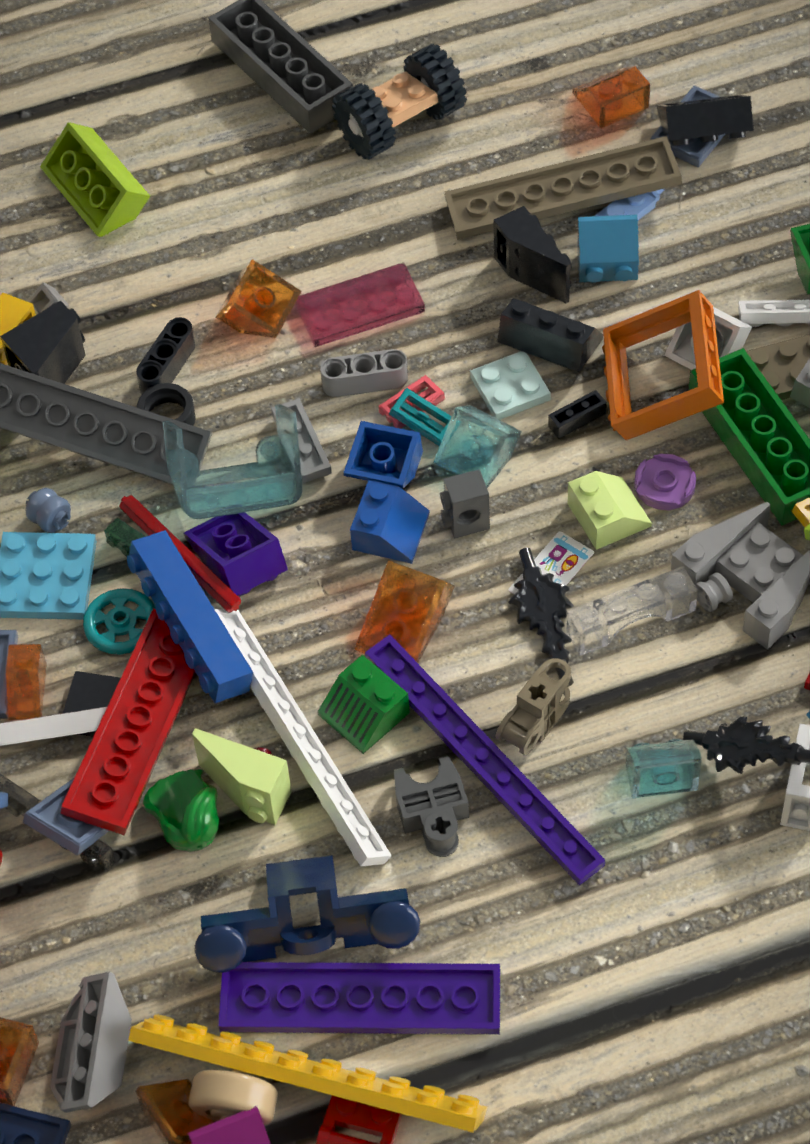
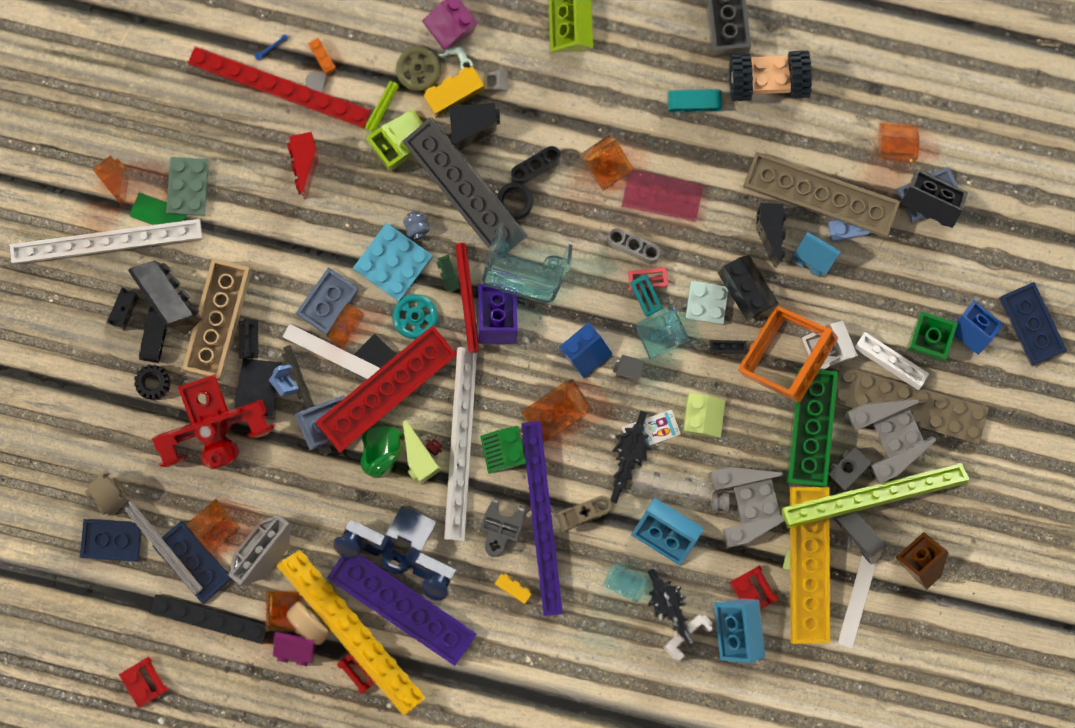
camera: 25 degrees right, 25 degrees up
(190, 617) = (446, 344): blue brick -> none
(312, 456) = (573, 278): light grey plate -> none
(324, 184) = (694, 101): none -> teal beam
(384, 454) = (605, 311): blue slope -> none
(509, 875) = (513, 588): none -> yellow piece
(665, 482) = (745, 417): medium lavender tile -> none
(670, 671) = (667, 531): none -> dark azure slope

